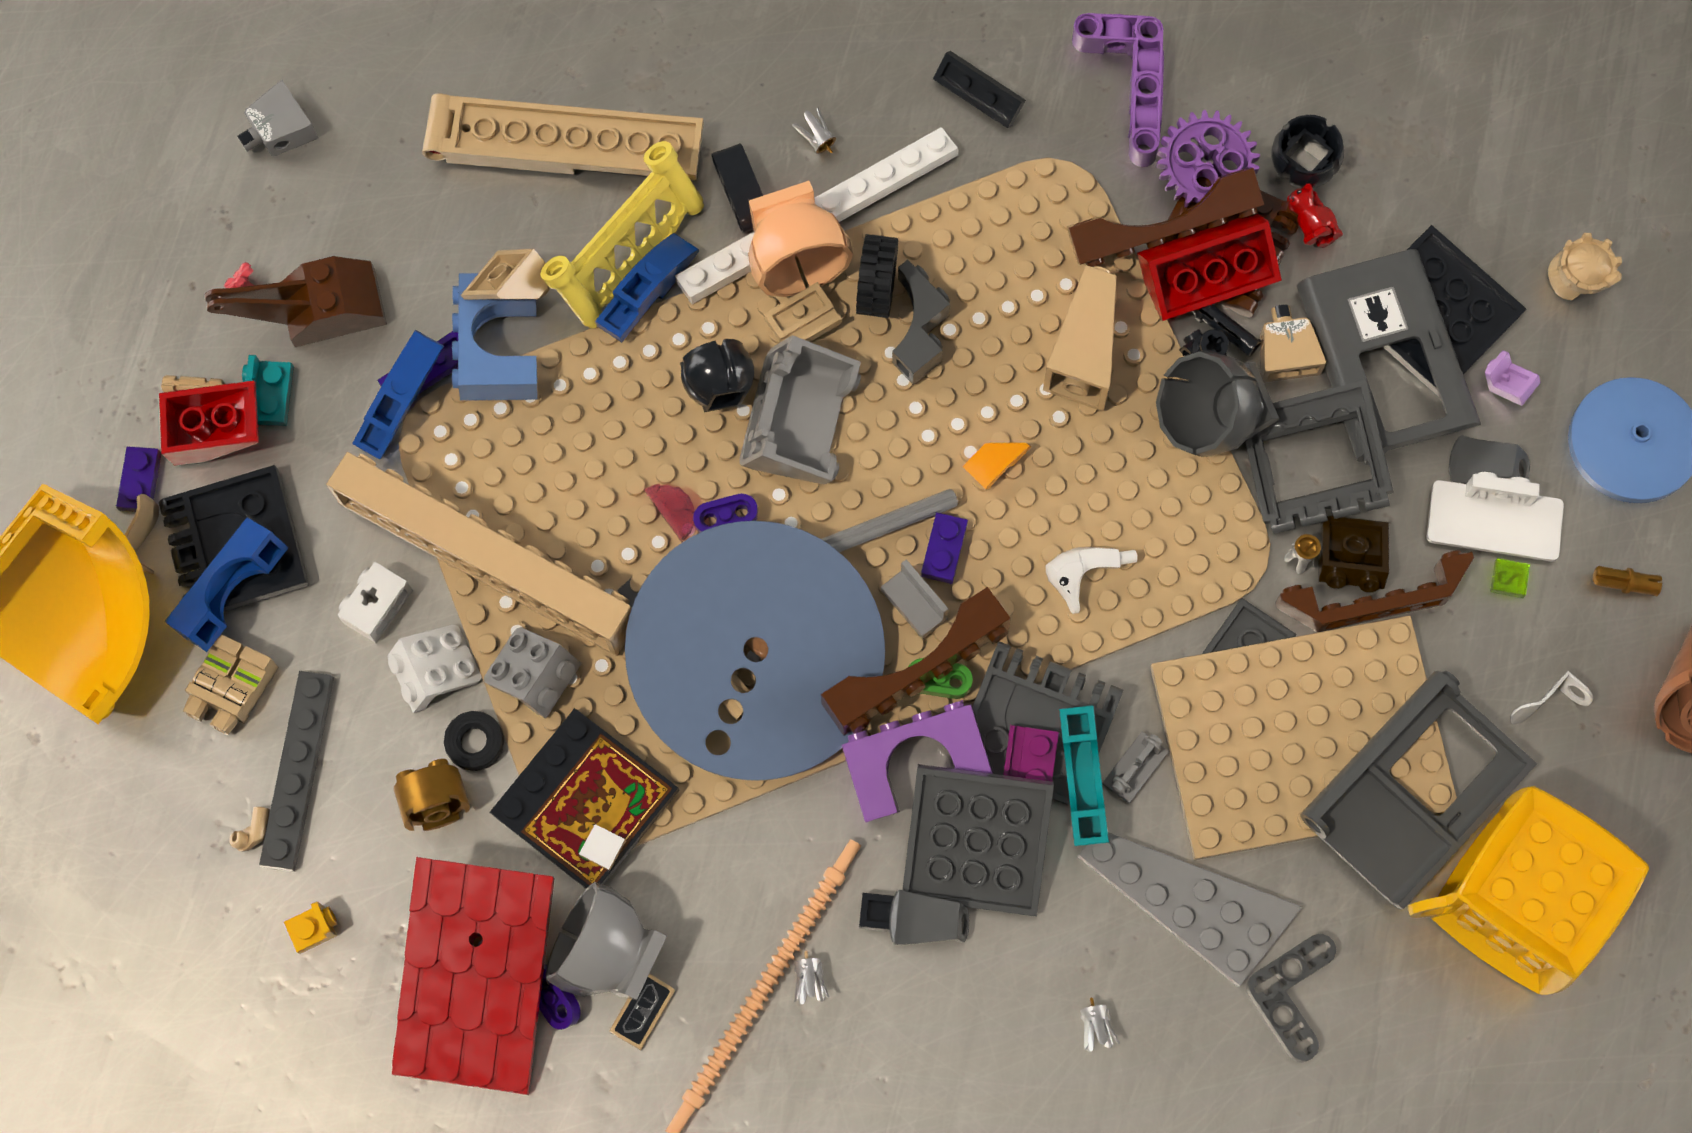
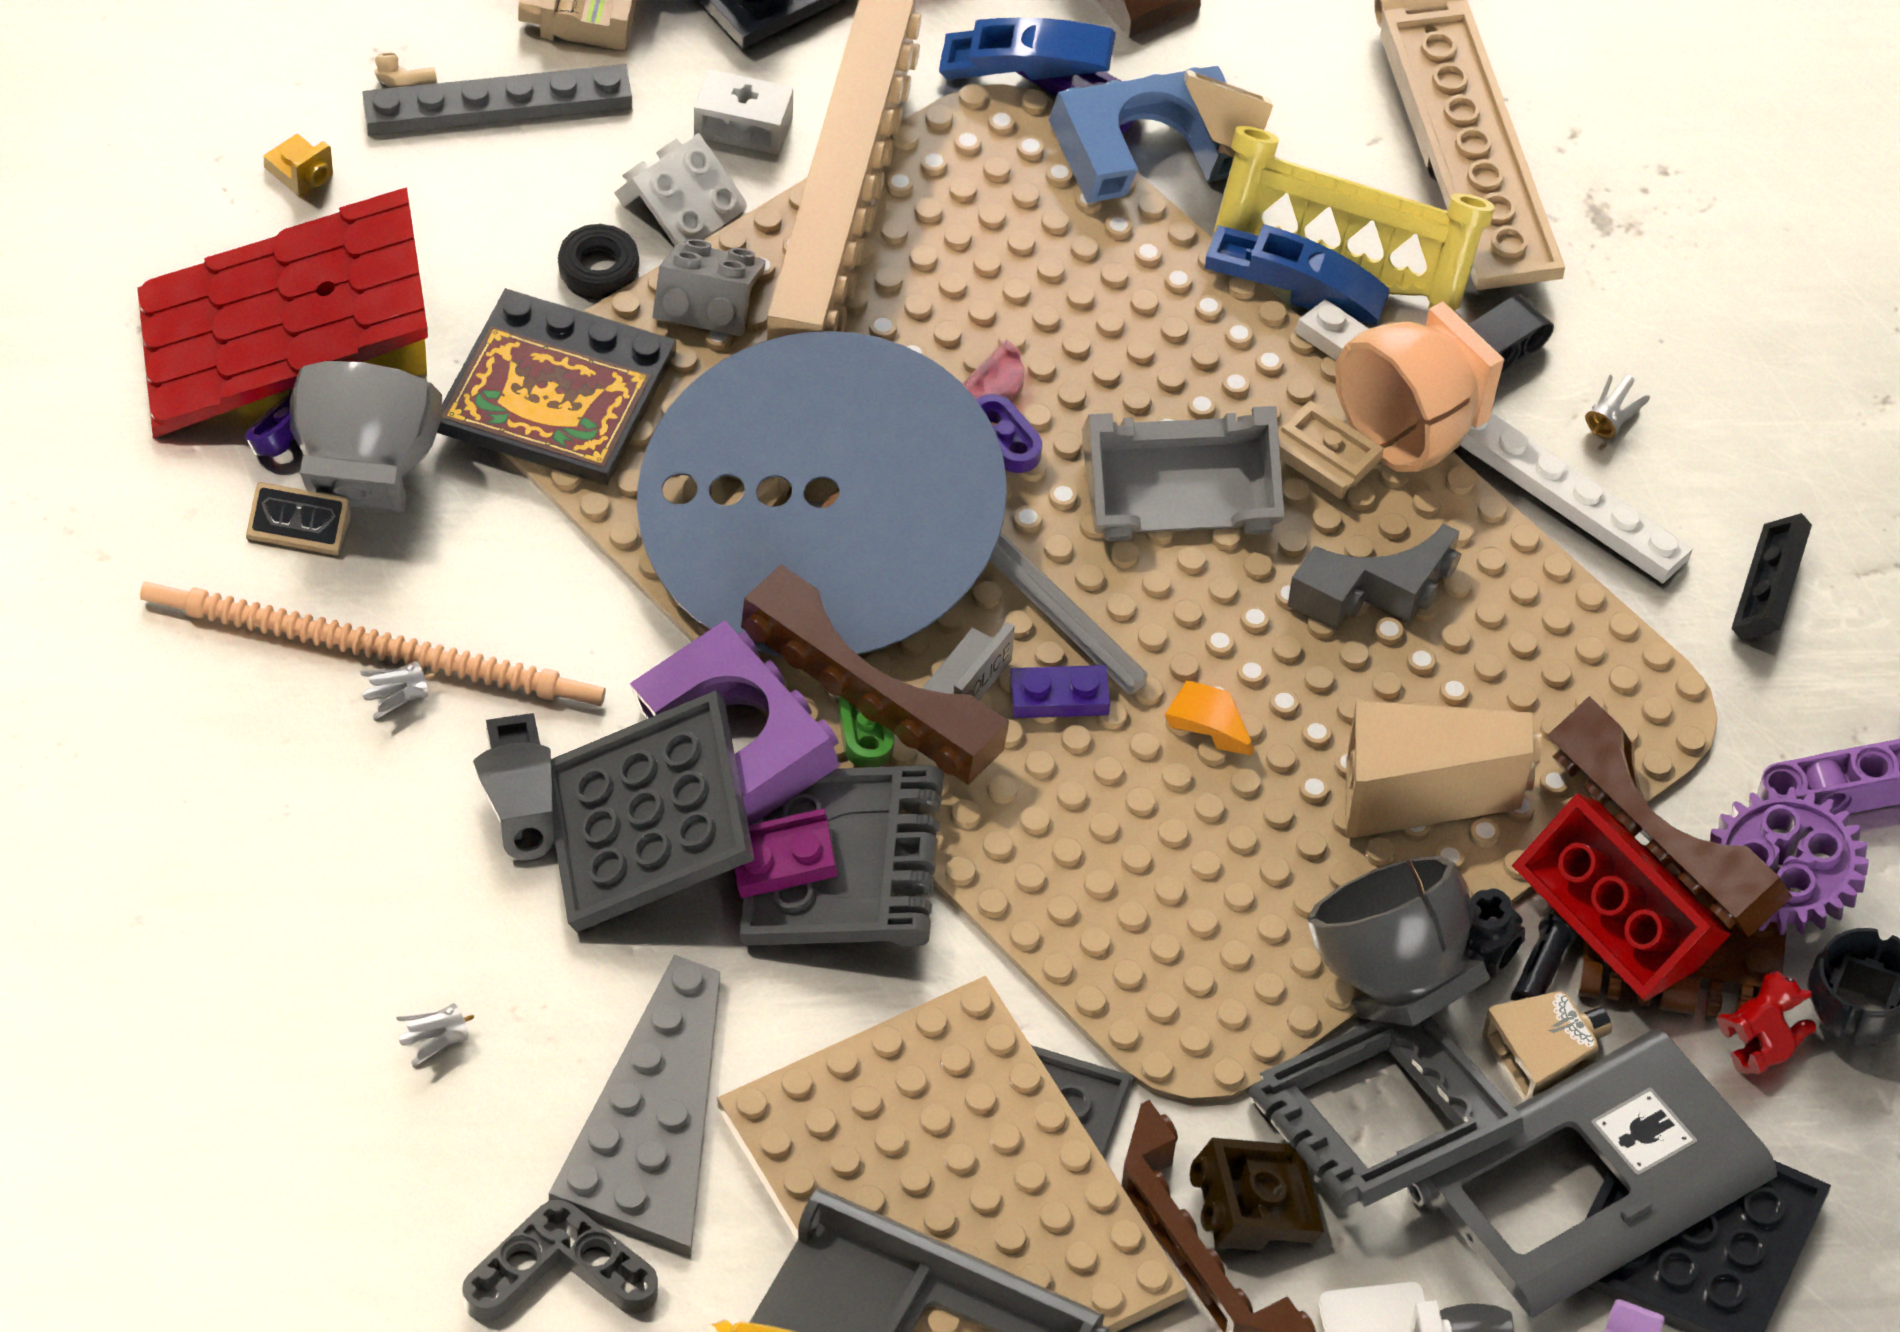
camera: 65 degrees right, 20 degrees down
(430, 795) = (504, 222): pearl gold brick -> none
(602, 847) = (496, 408): white tile -> none
(718, 374) = (1195, 361): black piece -> none
(877, 276) = (1413, 495): black tyre -> none
(1068, 568) = (1086, 832): white animal -> none
(1084, 775) = (731, 929): teal arch -> none
(1136, 766) = (826, 997): light grey hinge -> none
(1305, 549) = (1232, 1120): piece -> none

